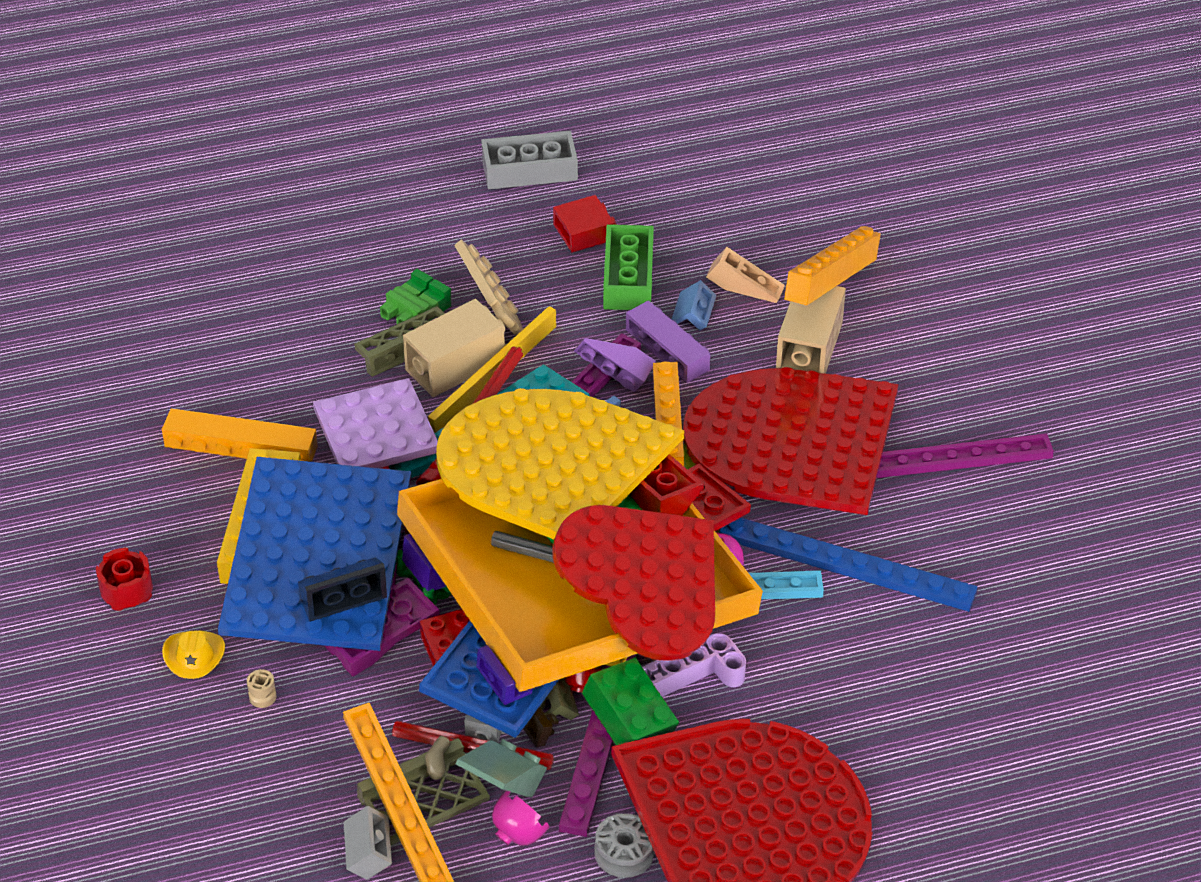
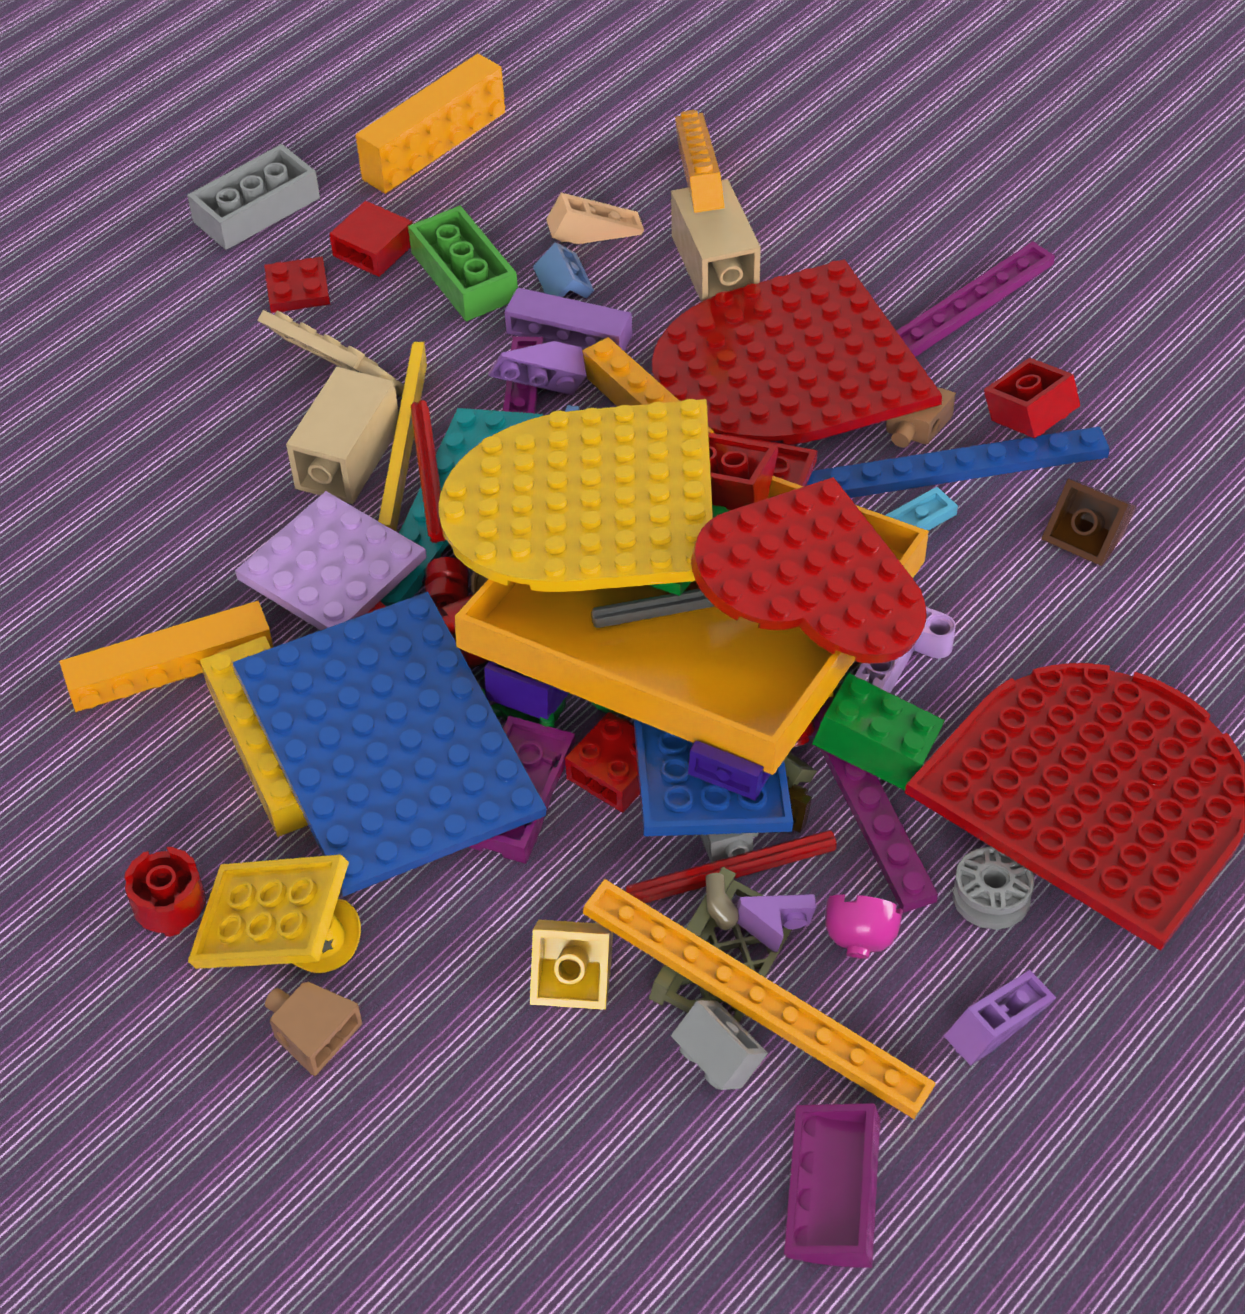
camera: 30 degrees left, 5 degrees up
(147, 702) = (312, 1023): none -> medium nougat torso
(169, 621) = (269, 912): none -> yellow plate
(261, 688) = (438, 933): tan wheel -> none
(322, 748) = (570, 964): none -> yellow slope
(343, 588) = (466, 761): black slope -> none
(391, 352) = (275, 469): olive fence -> none
(416, 297) = (250, 404): bright green hips -> none
(463, 782) = (767, 914): none -> medium lavender slope
(505, 767) = (807, 870): sand green slope -> none
(514, 233) = (296, 284): none -> red plate
(687, 159) = (430, 123): none -> light orange brick
(855, 525) = (923, 424): none -> medium nougat torso
(907, 645) = (1088, 521): none -> reddish brown slope
(938, 542) = (1032, 397): none -> red brick

